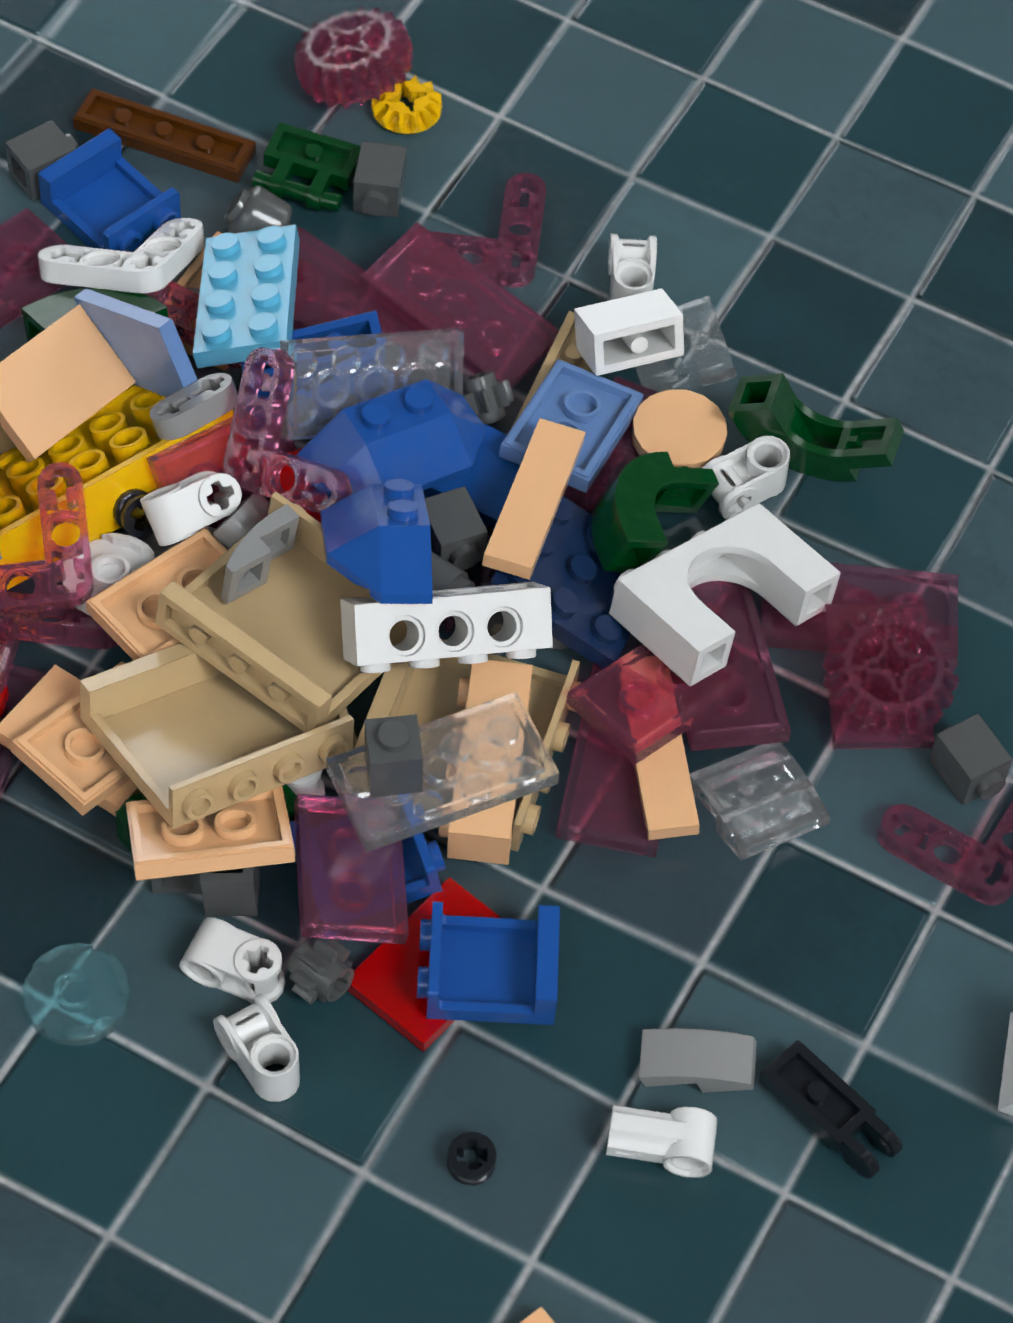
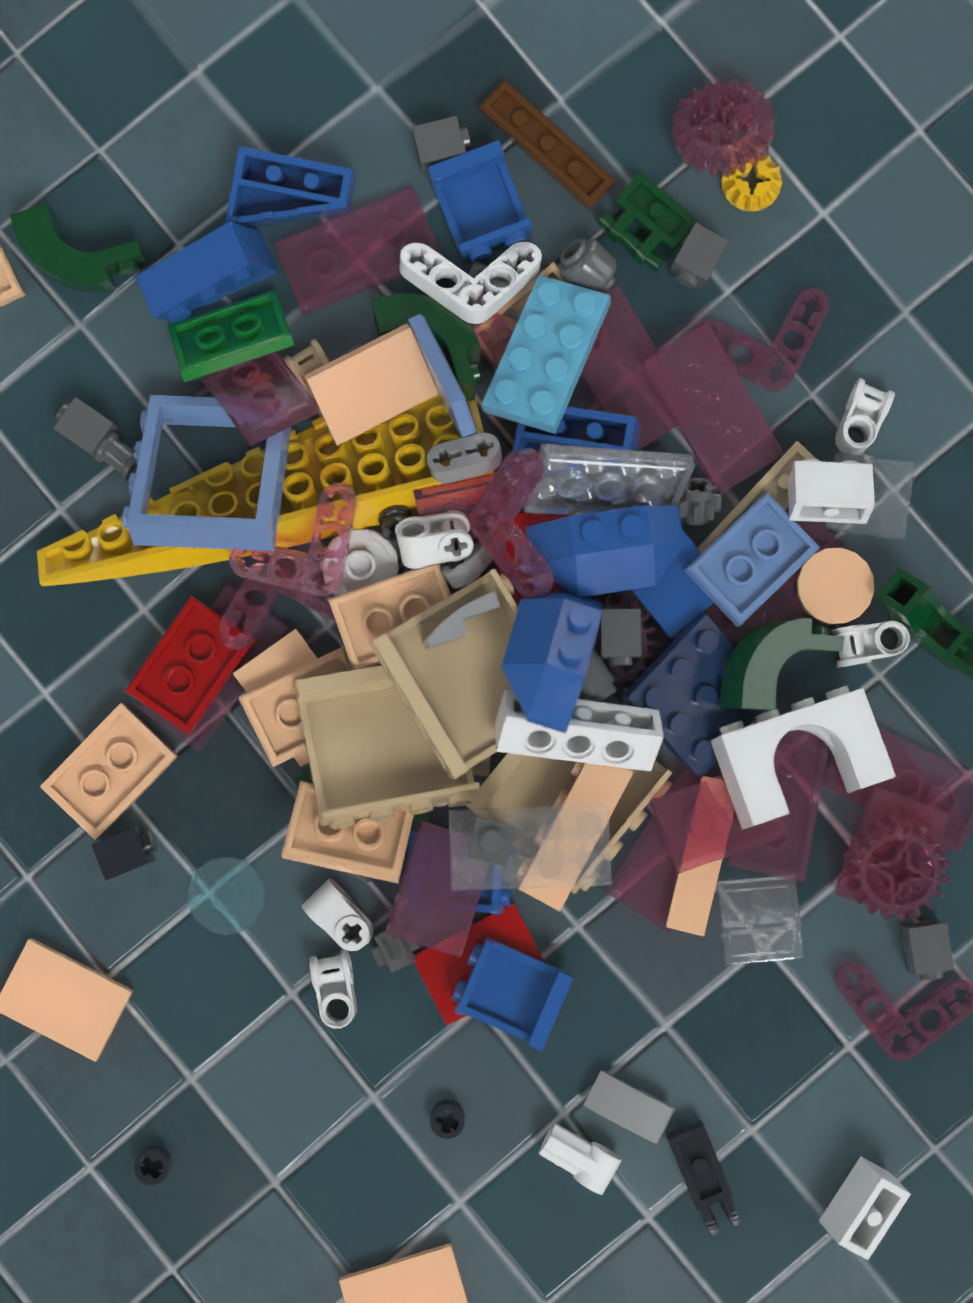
camera: 25 degrees right, 30 degrees up
(534, 499) = (689, 635): light nougat tile -> none

